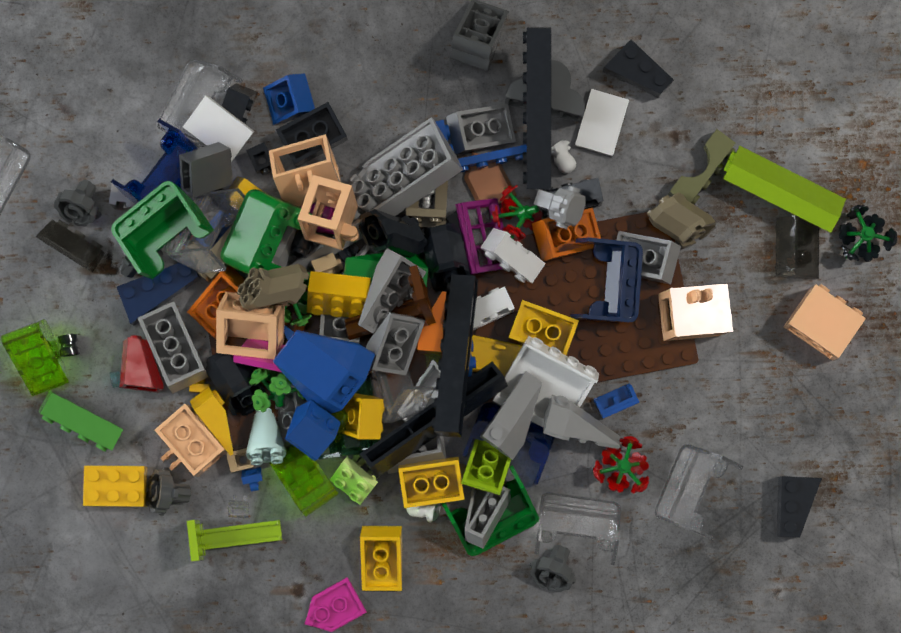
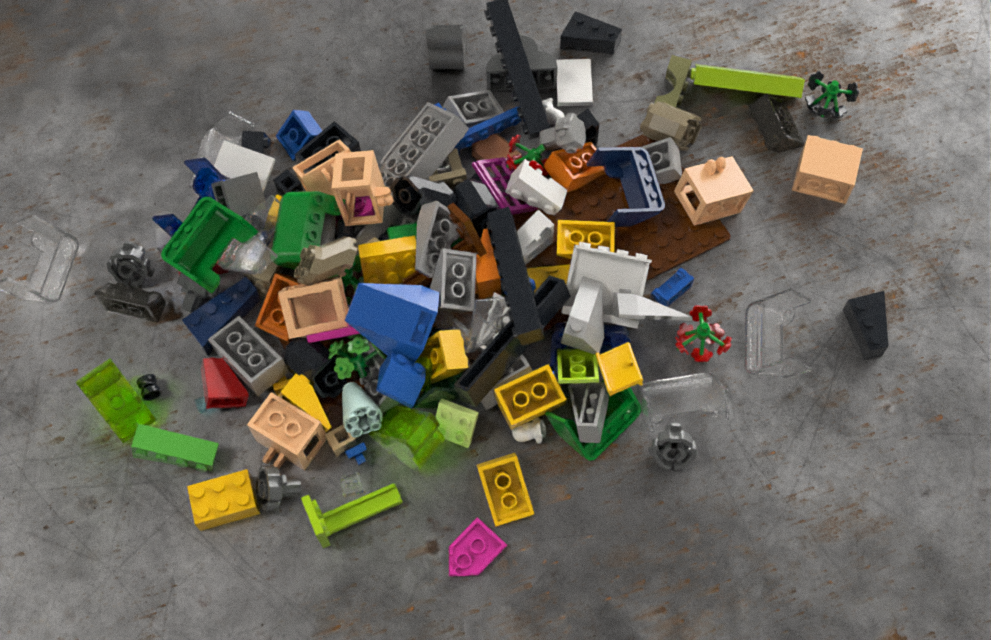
camera: 15 degrees left, 20 degrees down
(521, 482) = (619, 369): none -> yellow door

